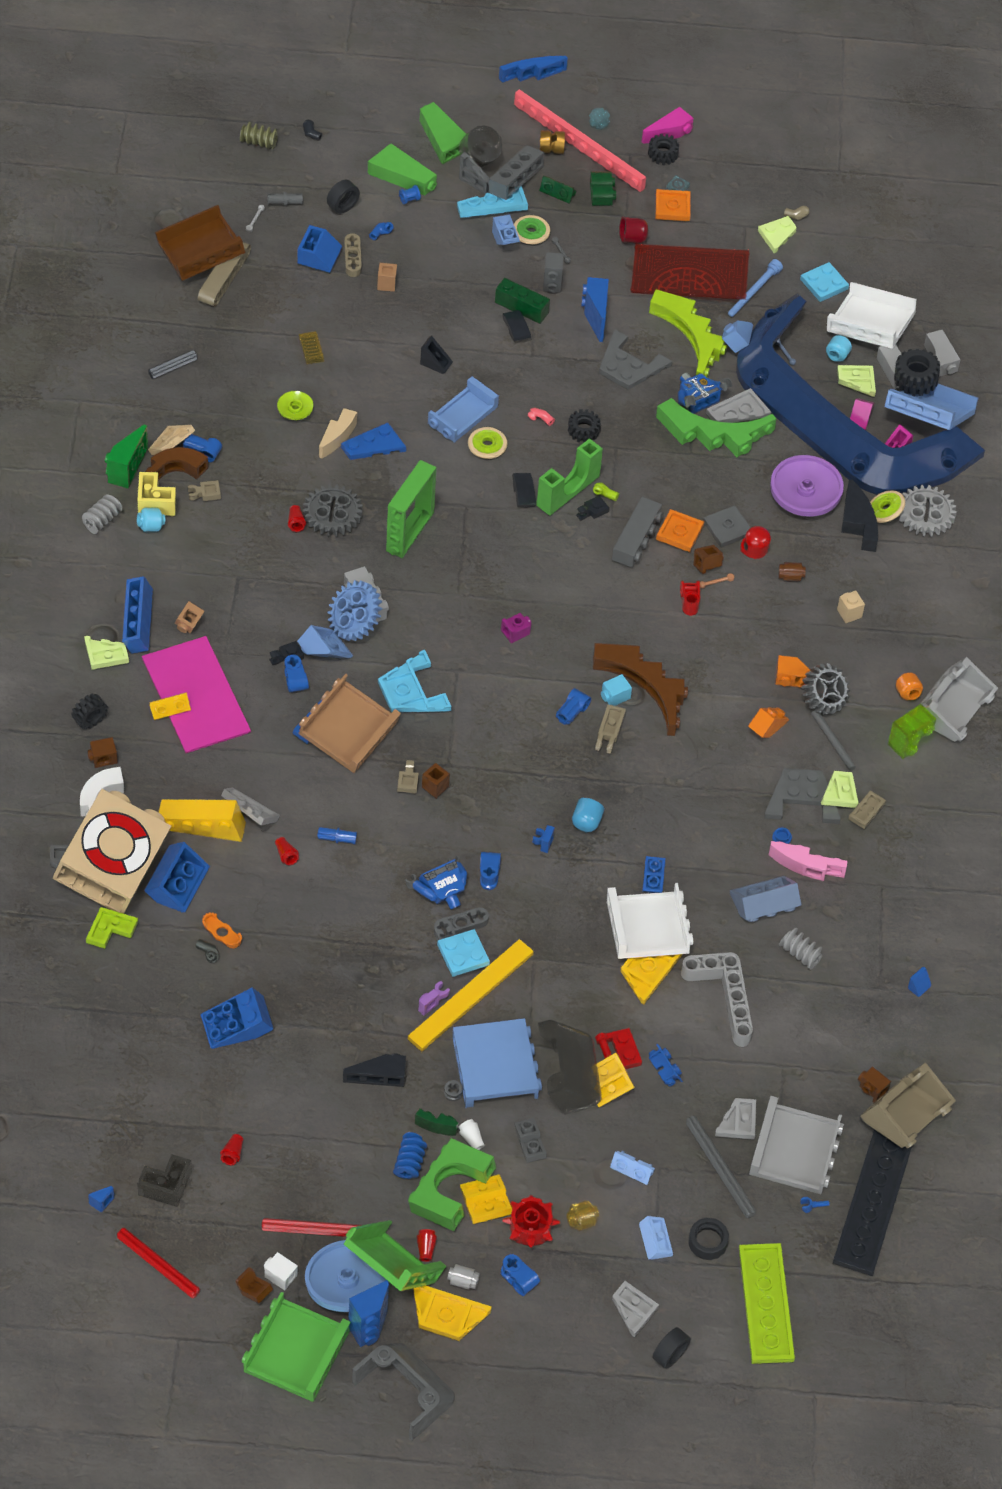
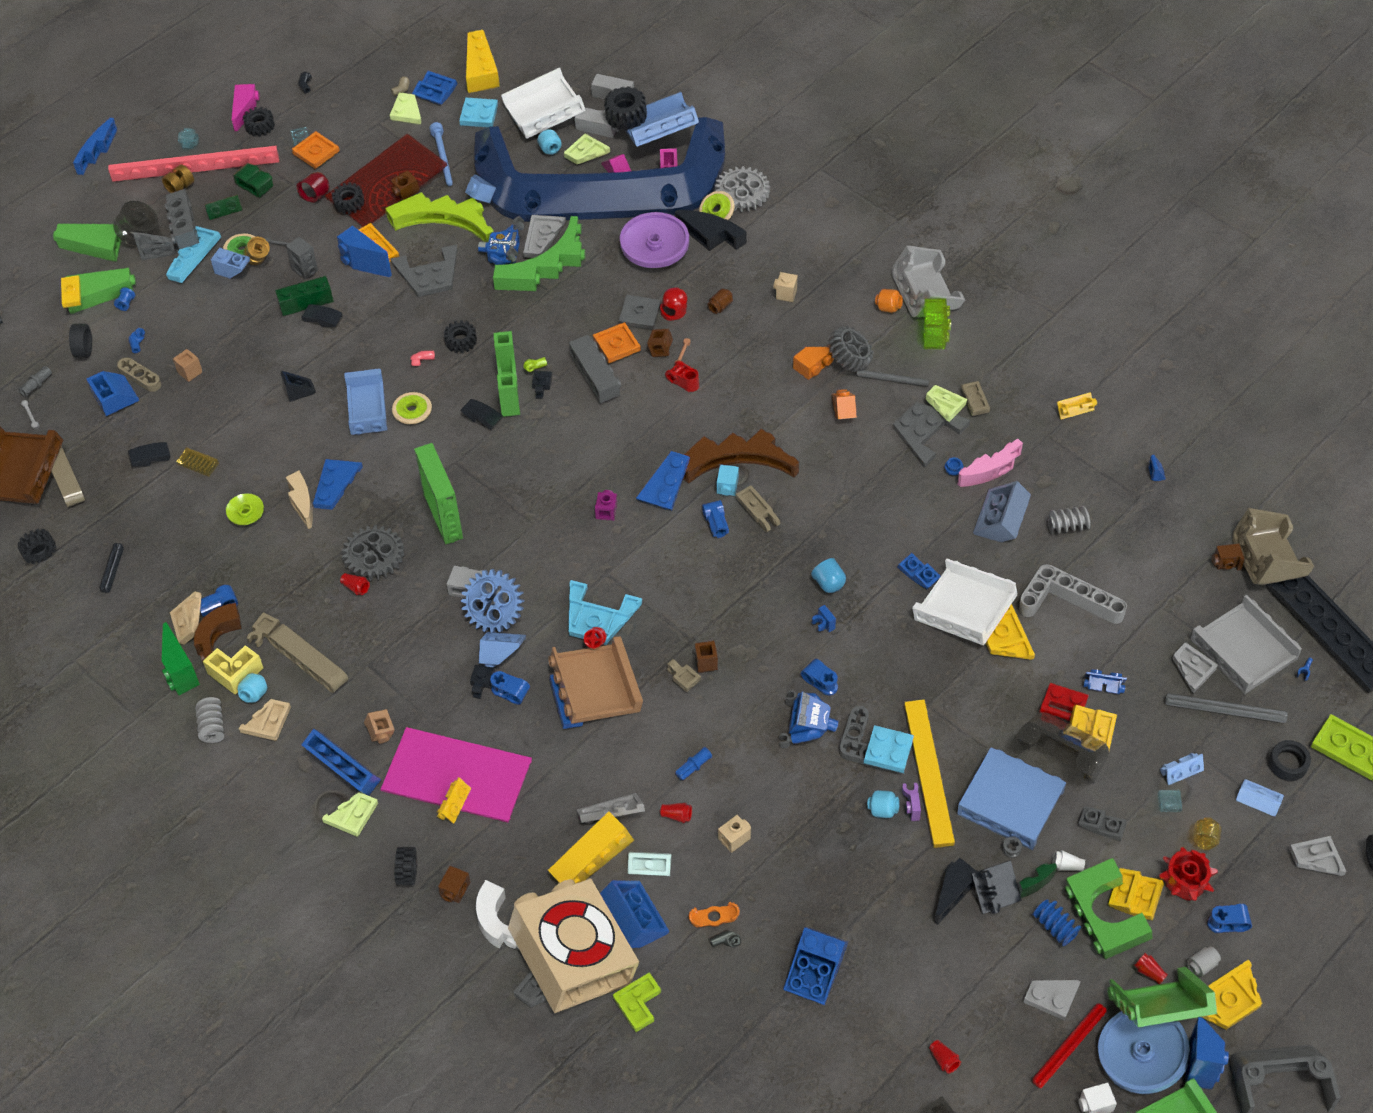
camera: 45 degrees left, 0 degrees up
(134, 548) = (268, 721): none -> tan wing
(145, 306) = (36, 546): none -> black tyre
(206, 535) = (307, 658): none -> dark tan beam
(229, 862) = (649, 863): none -> light aqua slope
(285, 311) = (151, 452): none -> black slope
(300, 899) = (734, 833): none -> tan brick
(347, 1193) = (1052, 996): none -> light grey wing
(378, 156) = (71, 291): none -> yellow plate
(384, 697) = (592, 640): none -> red wheel
(404, 1097) = (996, 887): none -> hinge
(412, 980) = (883, 804): none -> medium azure head
(531, 239) = (257, 250): none -> pearl gold wheel
(573, 650) = (666, 482): none -> blue wing
(594, 1176) = (1170, 801): none -> clear light blue tile
(623, 310) = (371, 232): none -> light orange tile
(644, 266) = (347, 191): none -> black tyre
(691, 285) = (404, 185): none -> reddish brown brick
(739, 144) = (302, 82): none -> black arm
(818, 235) = (435, 87): none -> blue slope
(874, 245) = (481, 68): none -> yellow wedge
(929, 885) = (1076, 405): none -> yellow hinge

